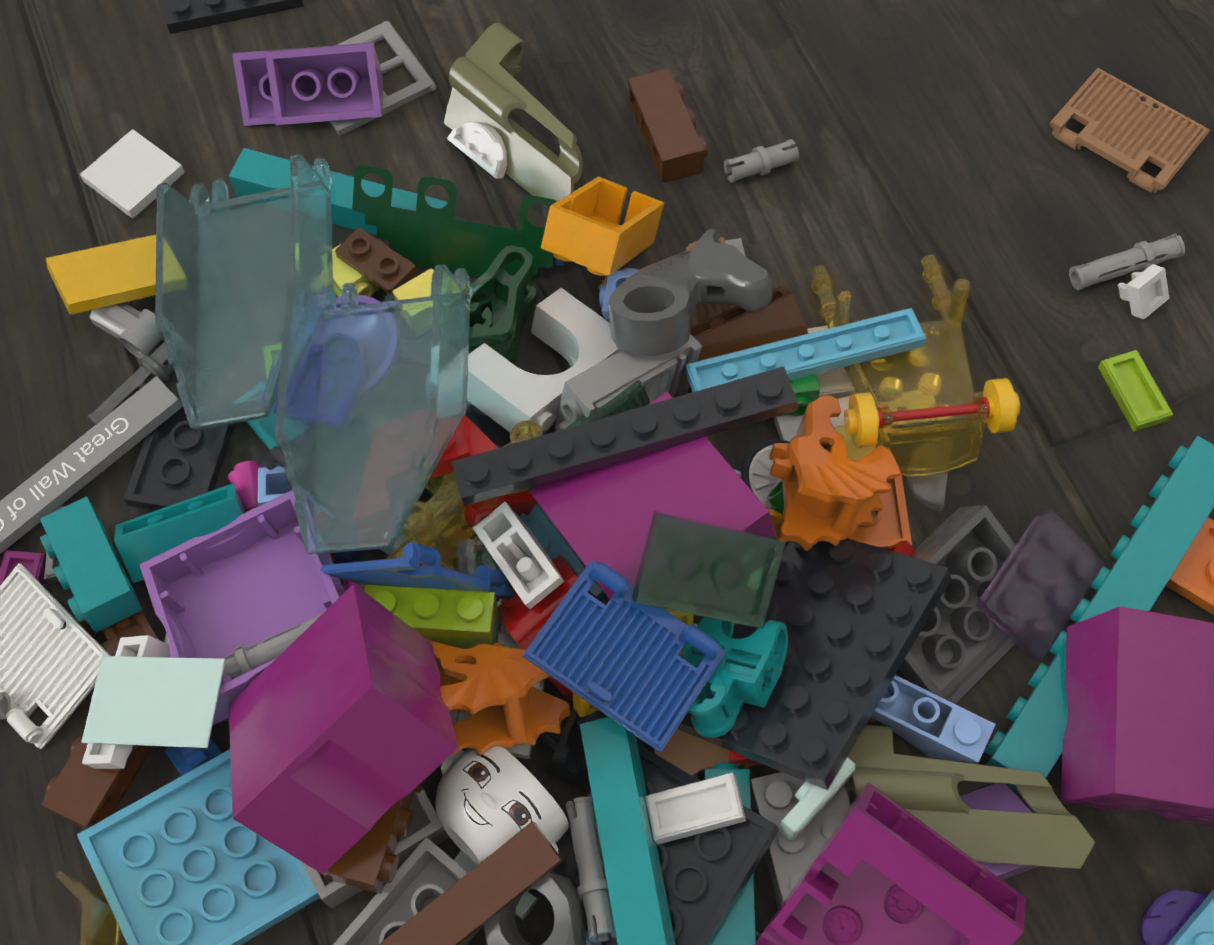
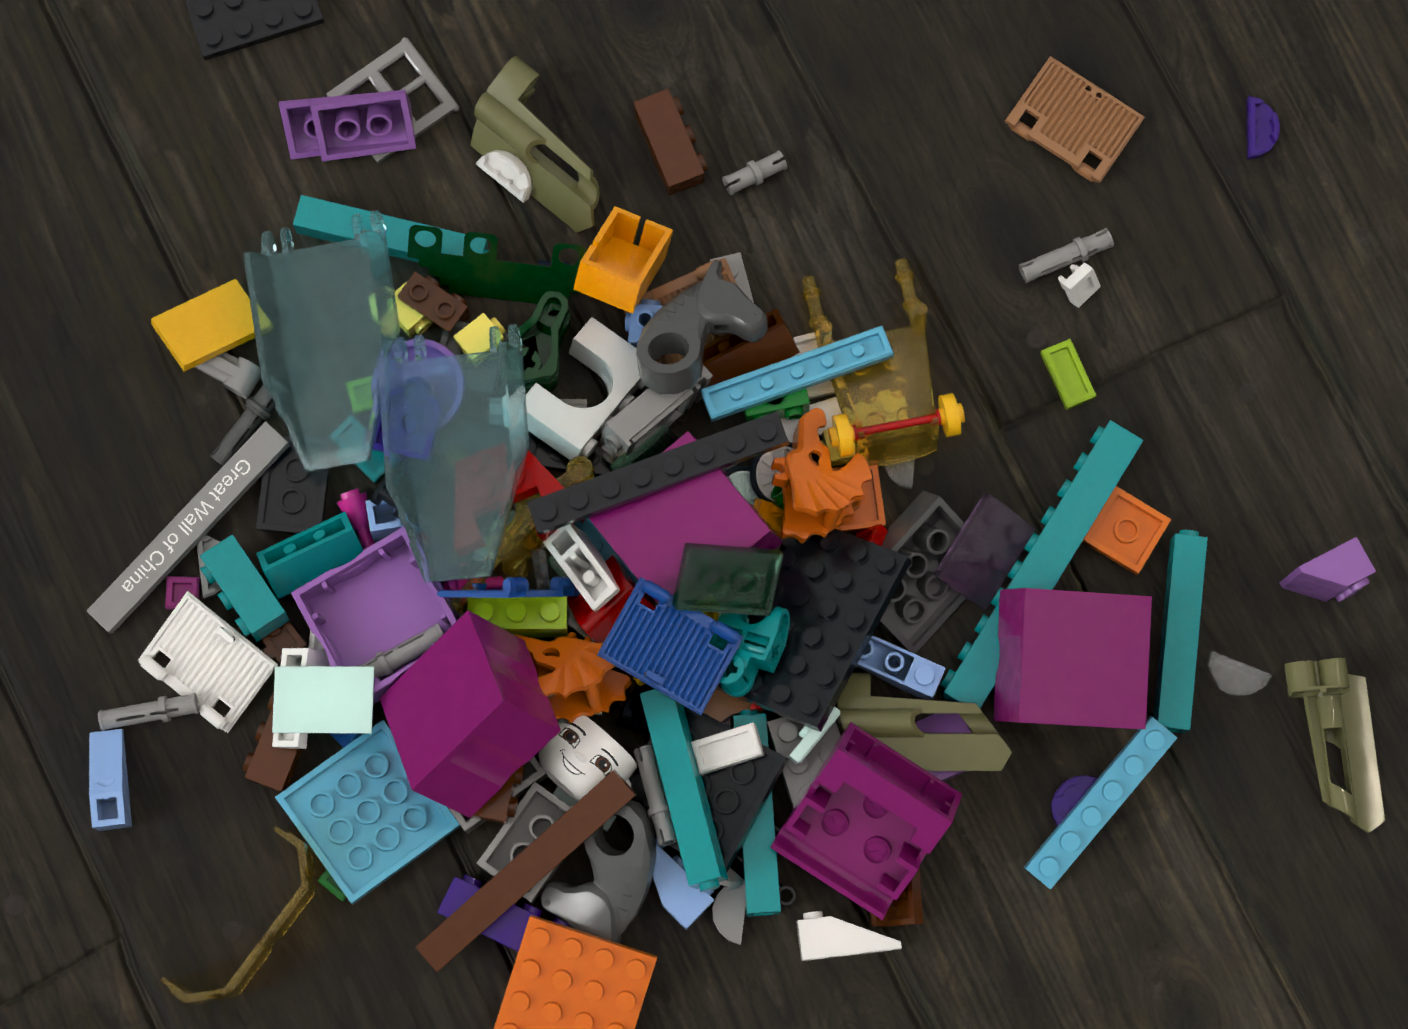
camera: 10 degrees left, 15 degrees up
(131, 173) = (200, 216): white tile -> none

